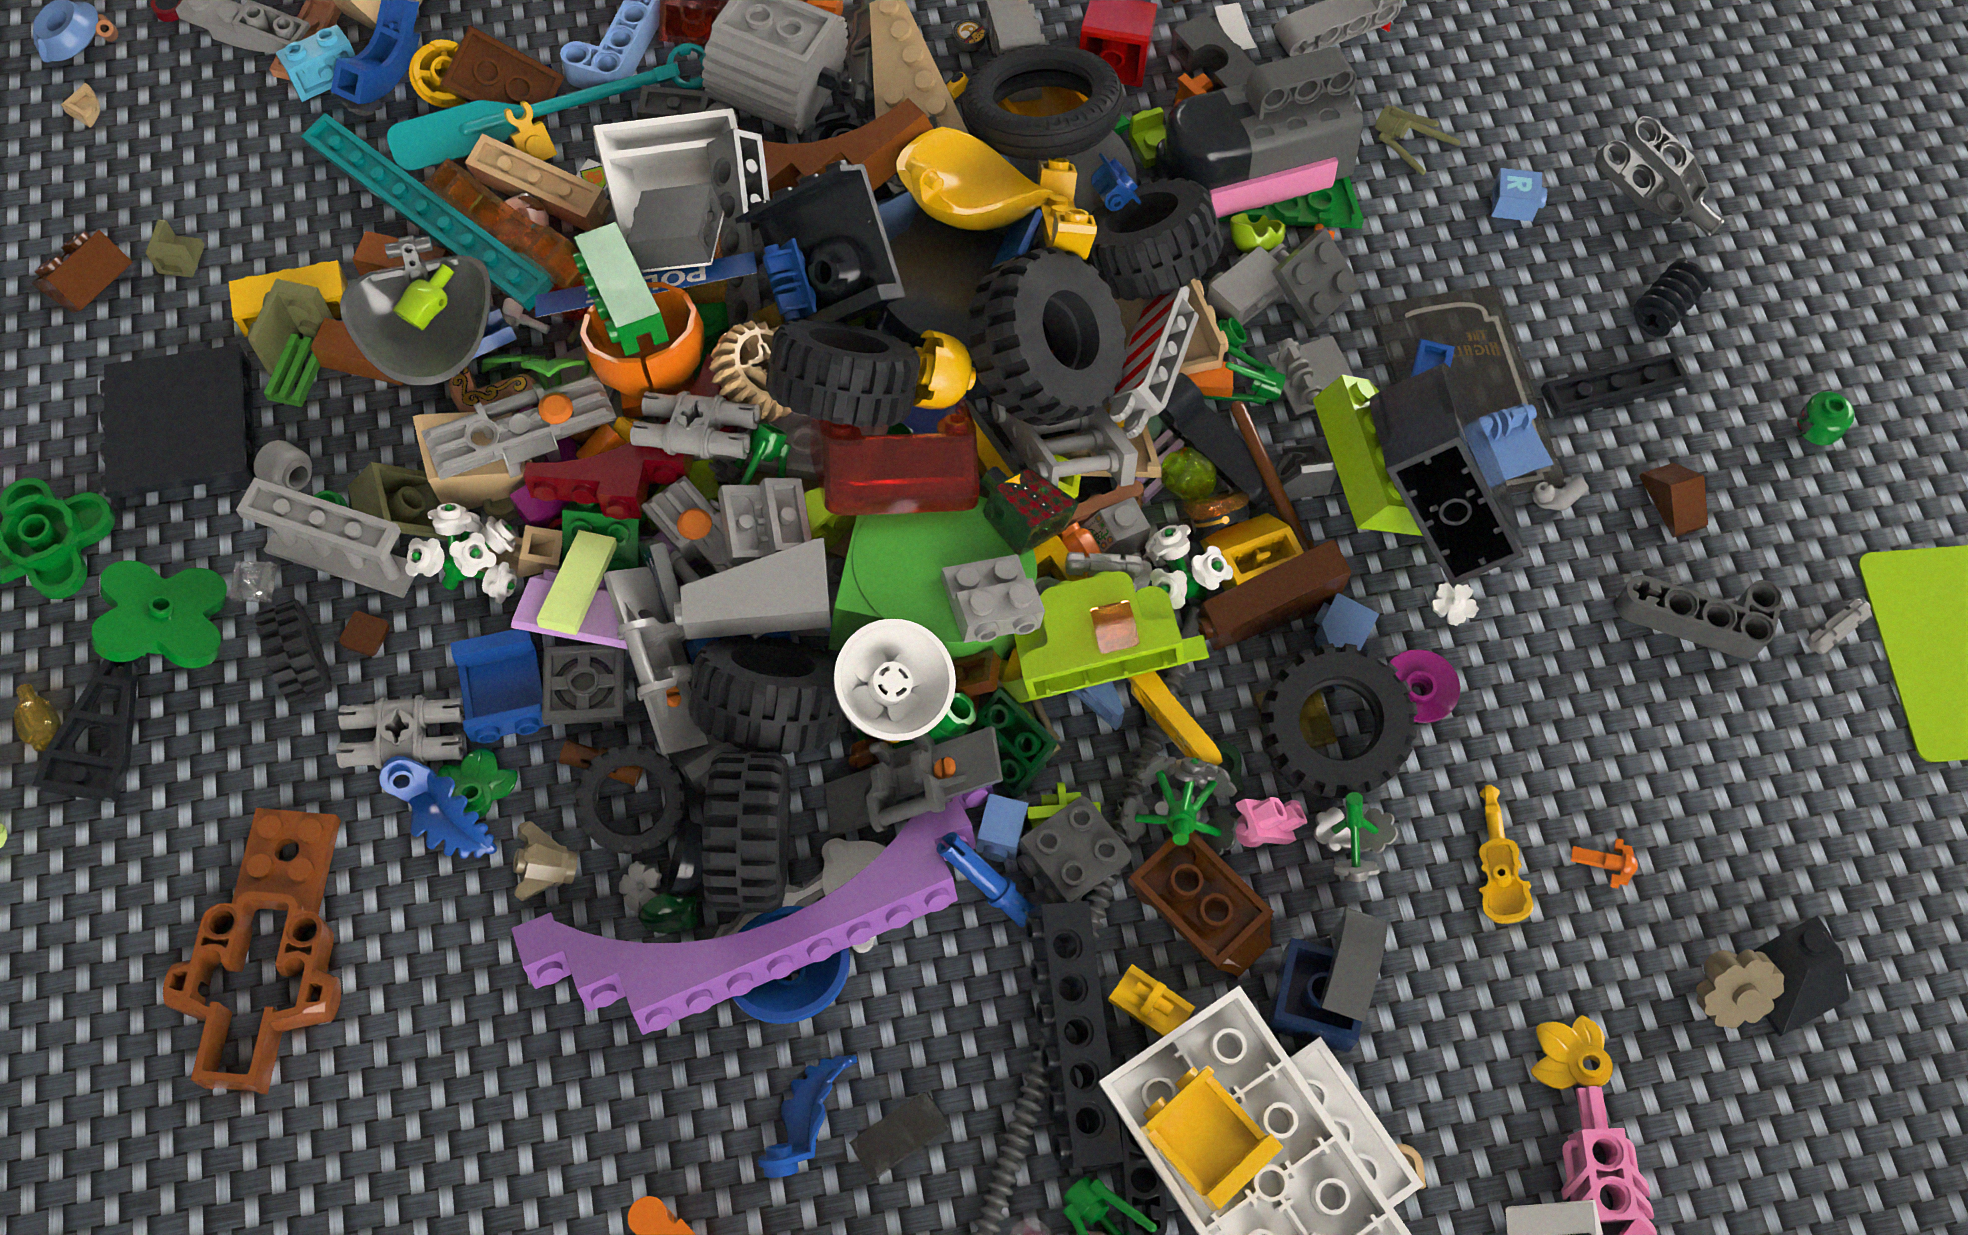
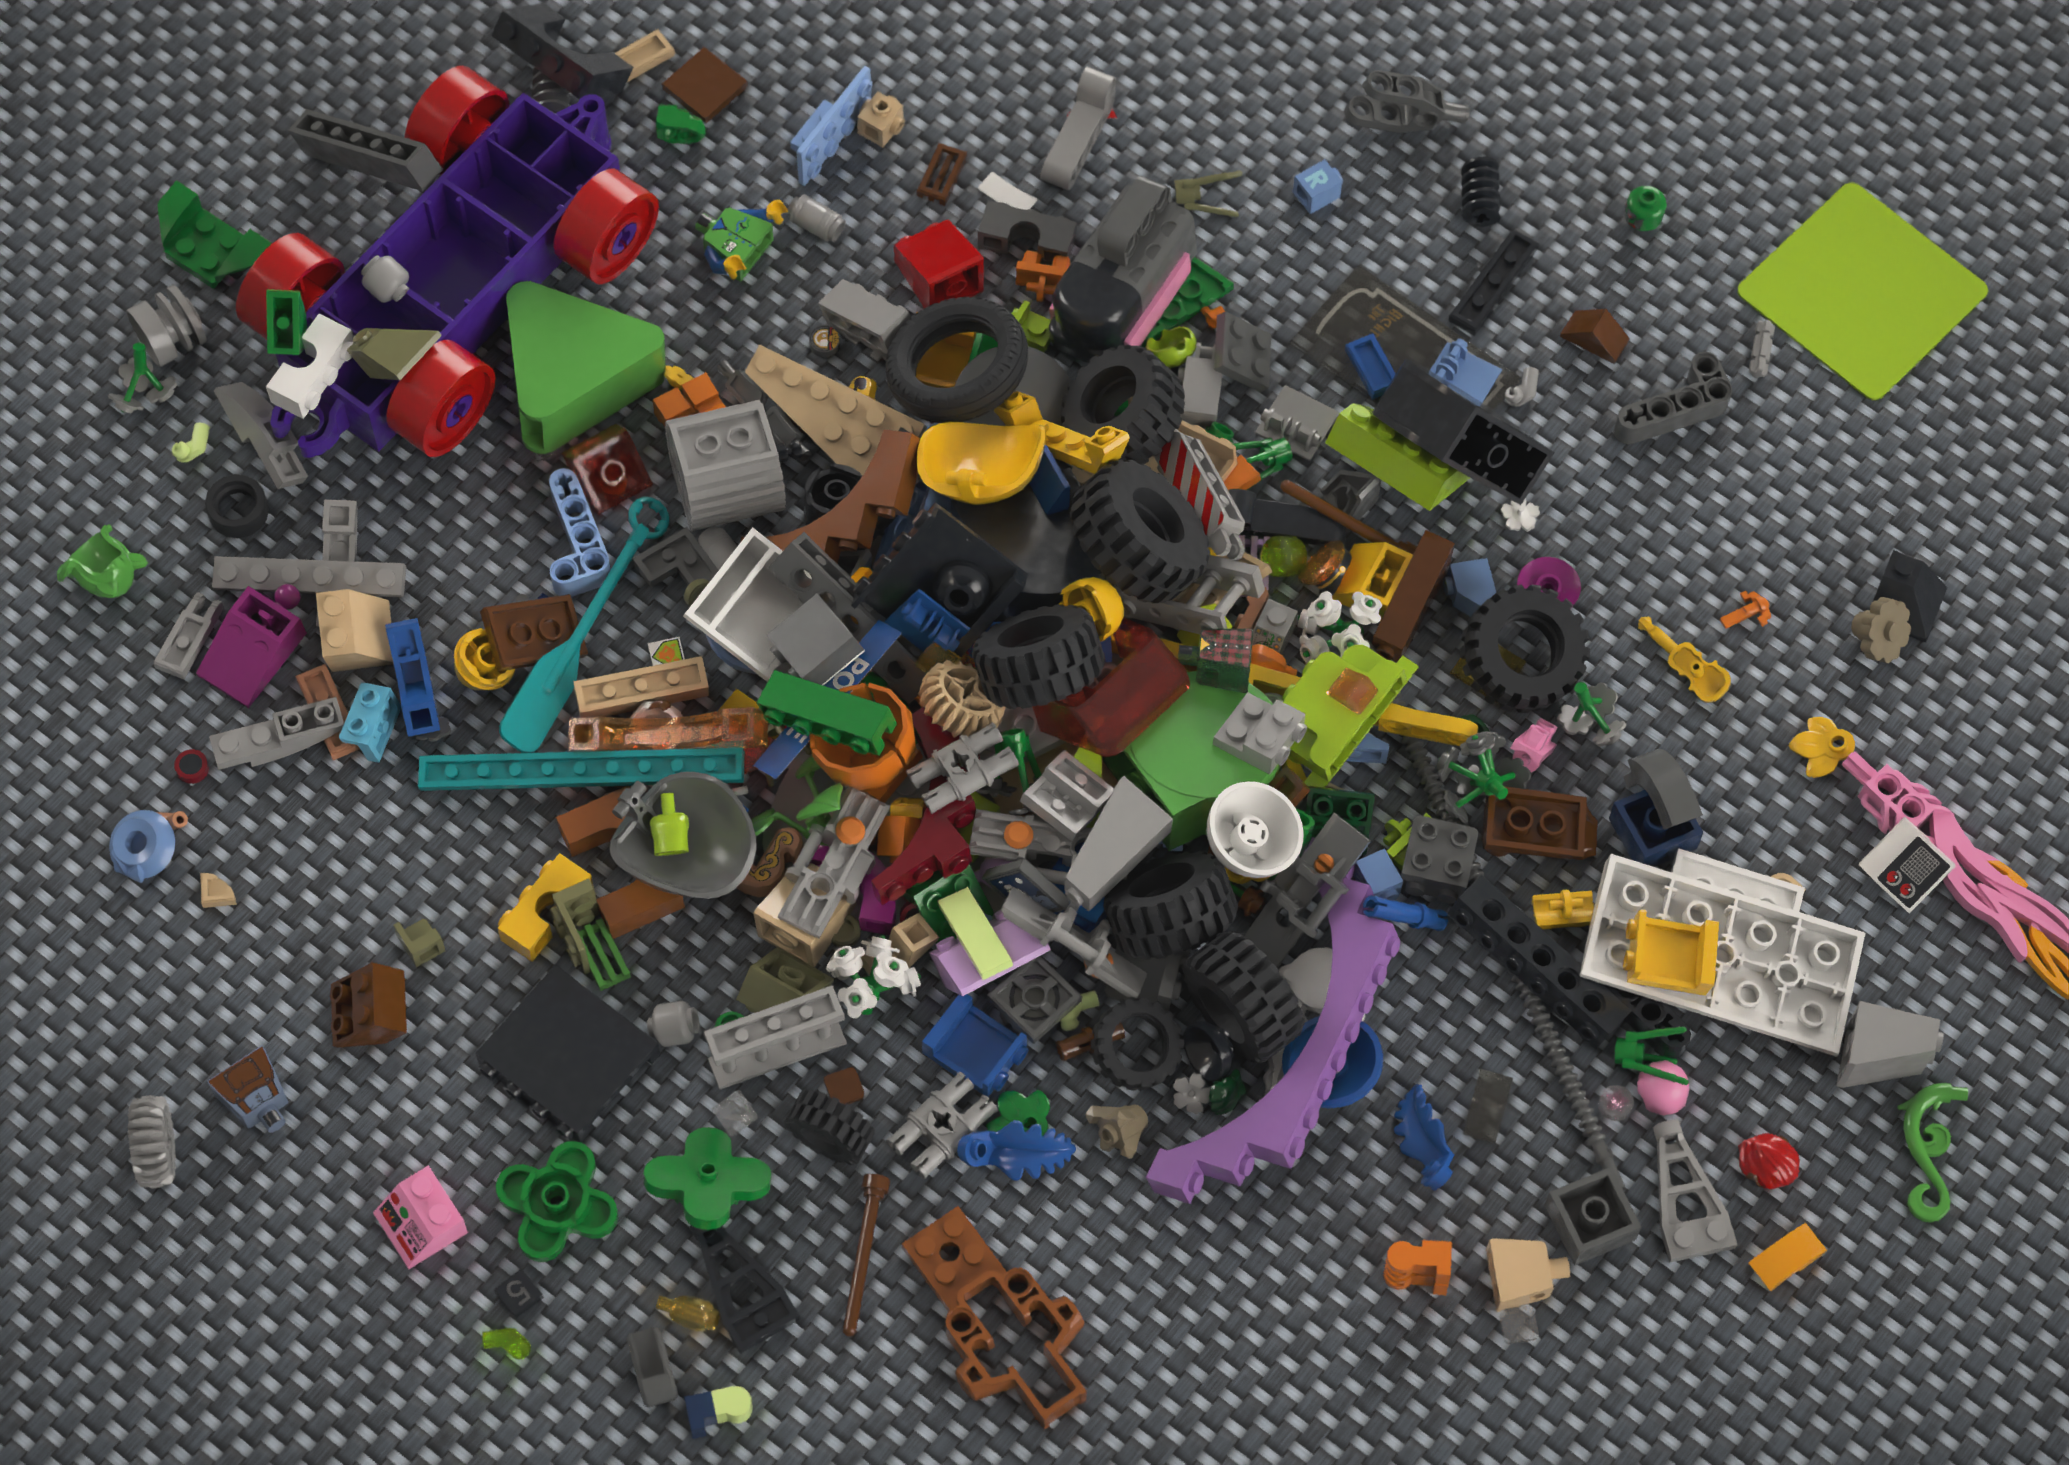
camera: 40 degrees left, 0 degrees up
(289, 742) = (874, 1189): none -> reddish brown piece
(530, 137) = (594, 657): yellow plate -> none
(633, 725) = (1089, 1000): none -> yellowish green arm
(1077, 563) = (1296, 658): light grey axle -> none
(1114, 184) = (1074, 387): blue hinge -> none

